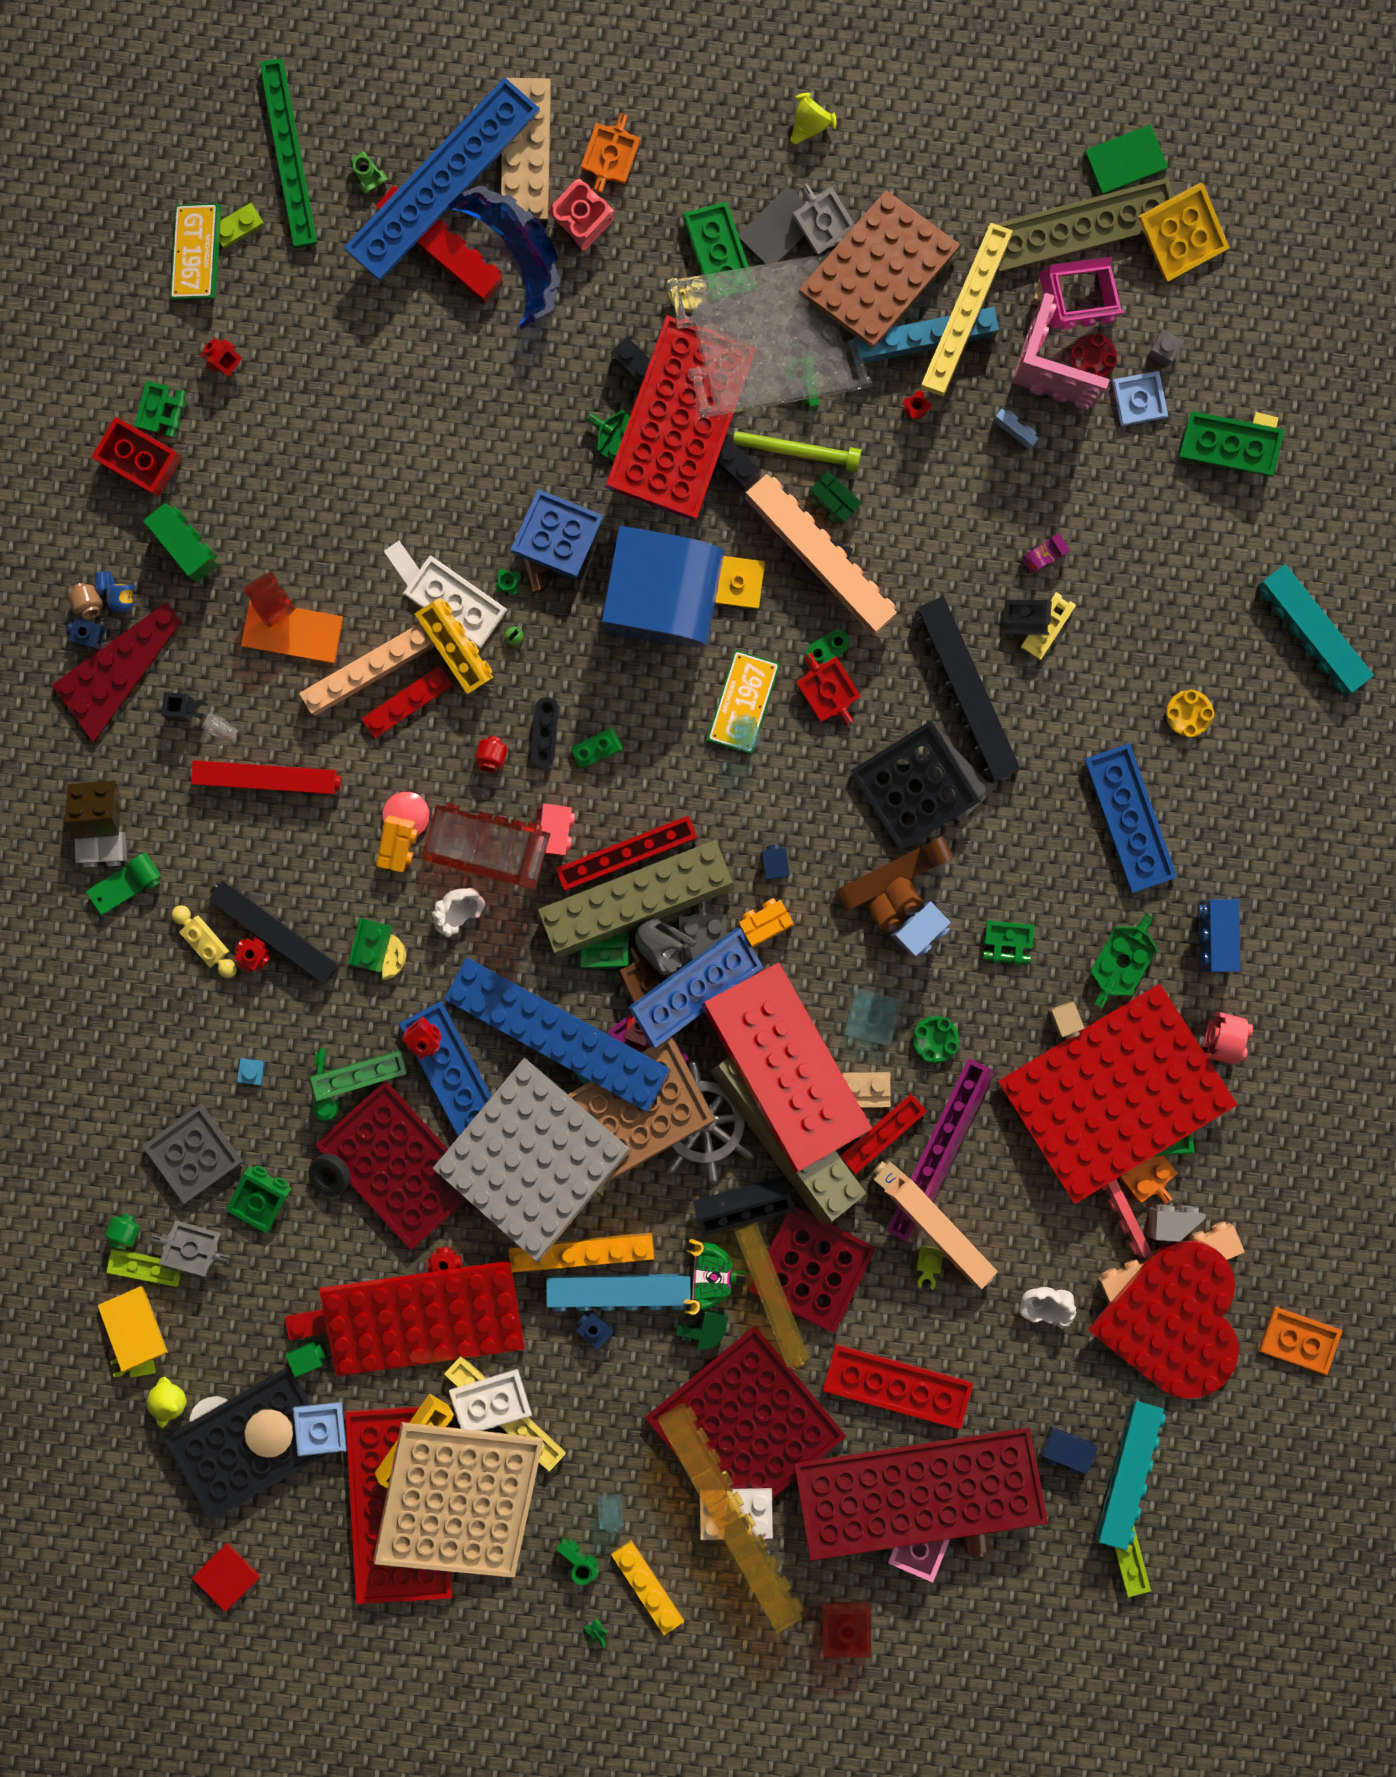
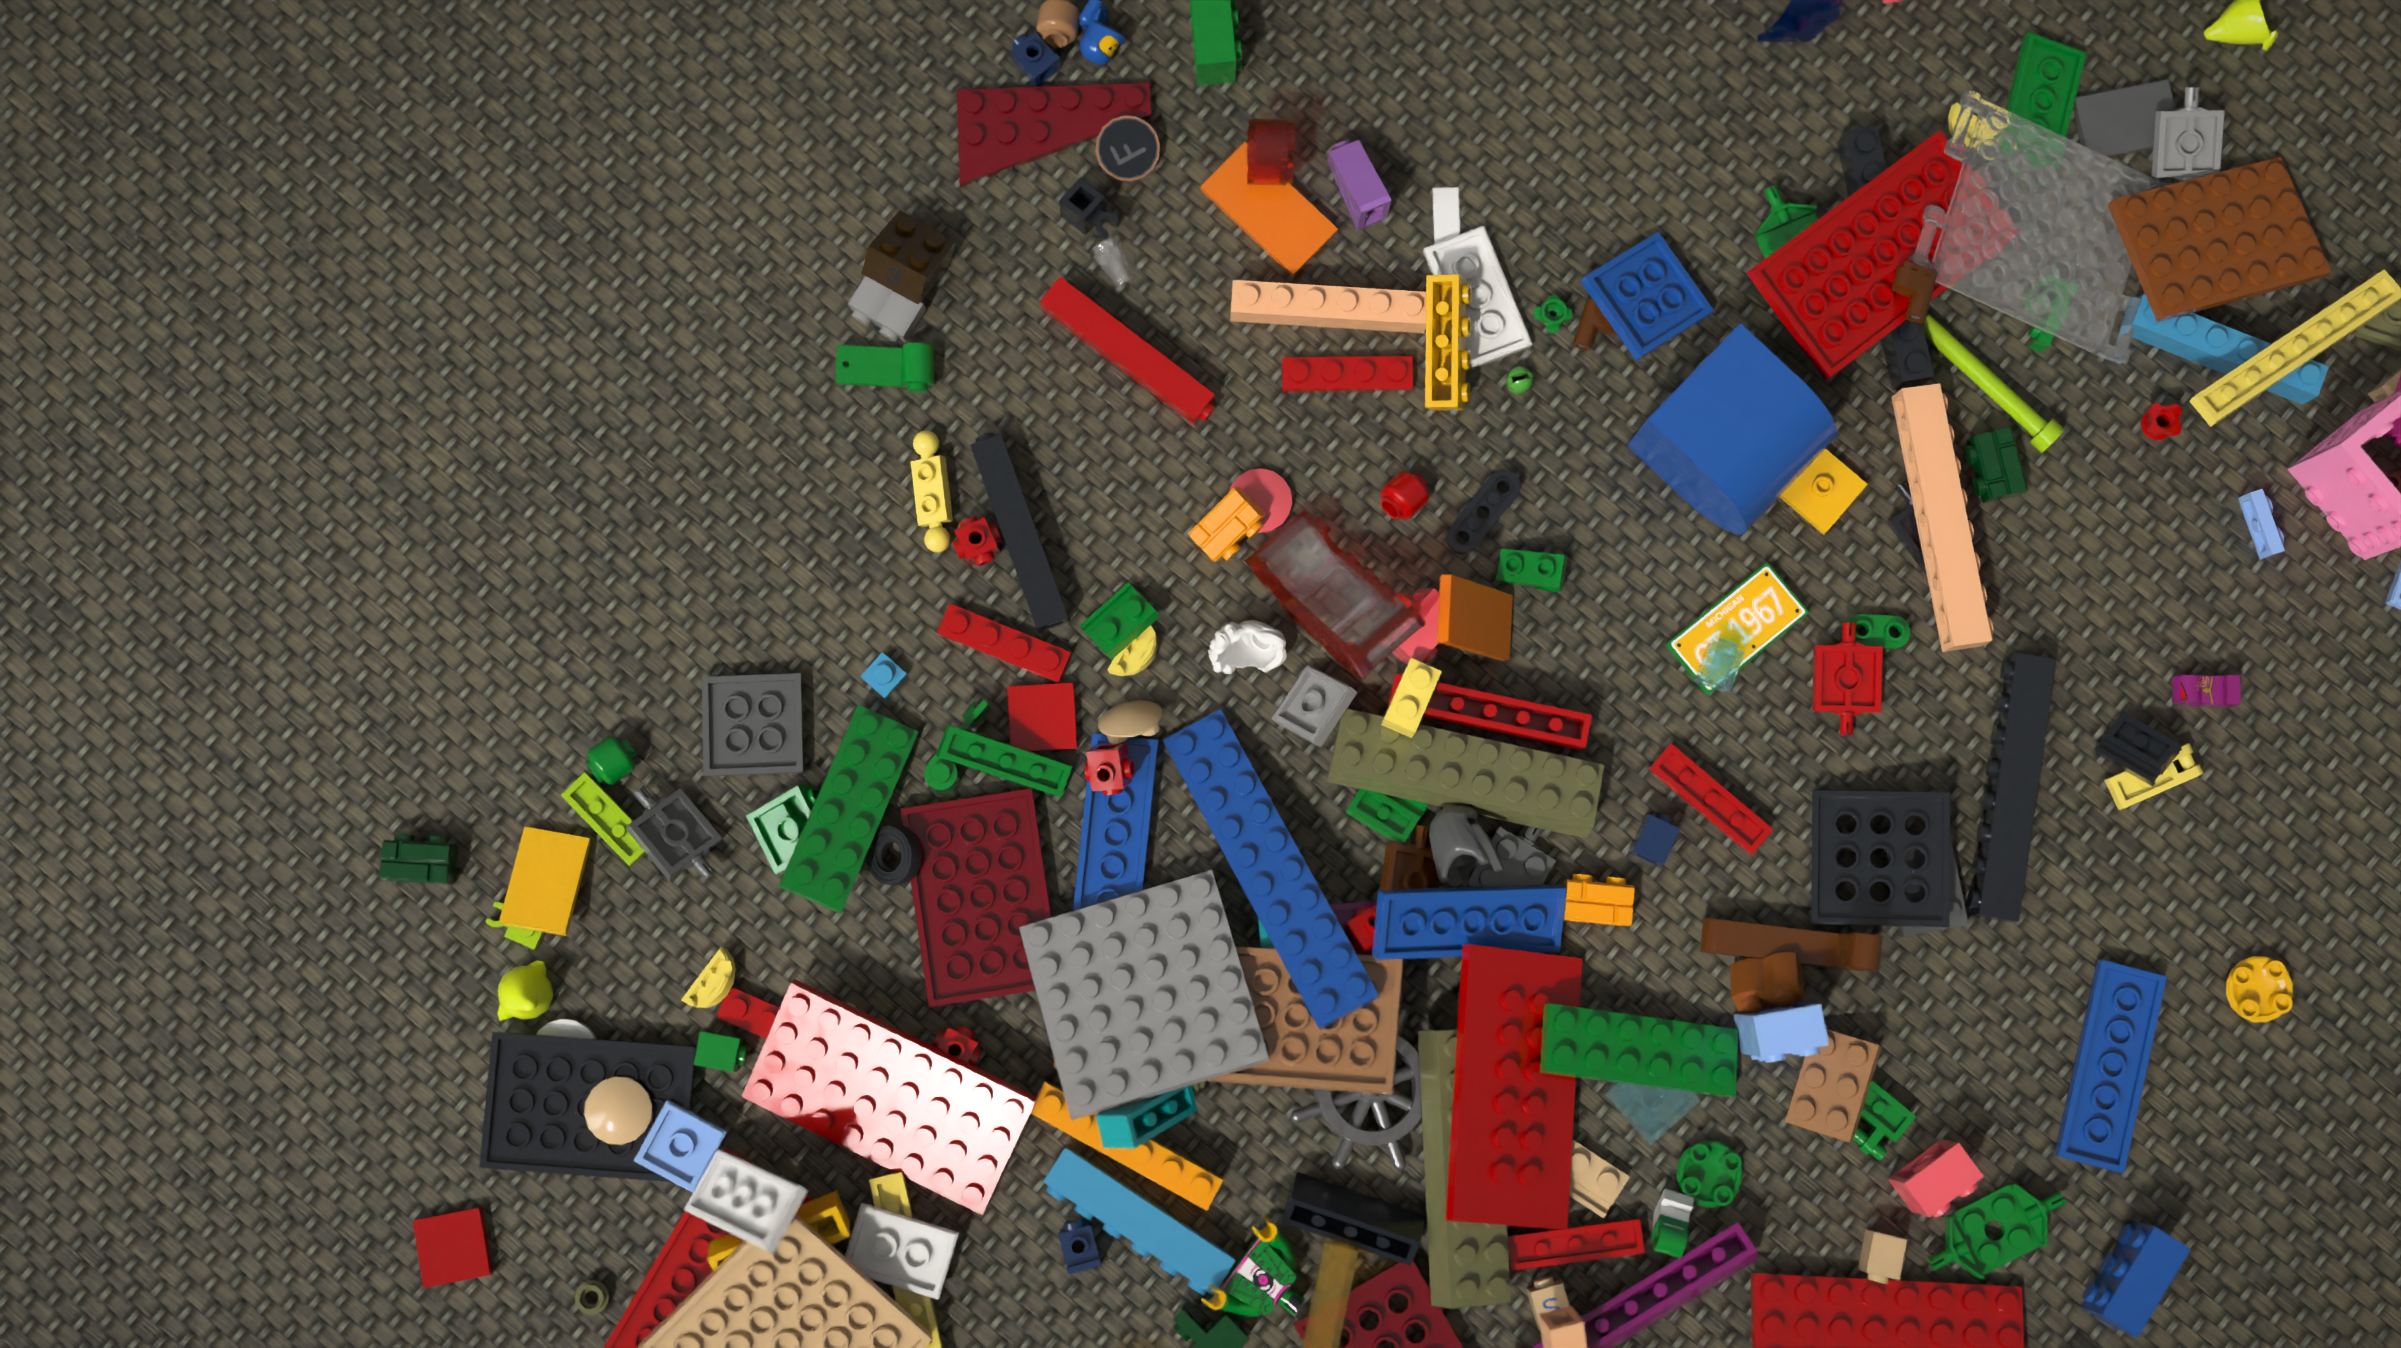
camera: 35 degrees right, 5 degrees down
(48, 1368) = (418, 861): none -> dark green brick
(181, 652) = (1127, 148): none -> black tile
(273, 1320) = (713, 982): none -> light yellow plate
(284, 1166) = (848, 809): none -> green plate
(310, 1004) = (1004, 643): none -> red plate
(325, 1557) = (584, 1304): none -> olive plate
(336, 580) = (1359, 184): none -> medium lavender slope
(363, 1032) = (1042, 717): none -> red tile
(378, 1435) = (746, 1200): none -> white tile
(416, 1000) = (1130, 720): none -> tan dish
(520, 918) = (1314, 705): none -> light grey plate
(573, 878) = (1411, 698): none -> light yellow brick
(579, 1234) = (1142, 1120): none -> teal brick
(580, 804) = (1474, 617): none -> orange tile
(713, 424) = (1917, 285): none -> reddish brown piece
(793, 816) = (1710, 799): none -> red plate
(846, 995) = (1639, 1050): none -> green plate
(930, 1083) = (1671, 1223): none -> leg
(974, 938) = (1834, 1087): none -> medium nougat plate
(1068, 954) = (1936, 1178): none -> coral brick

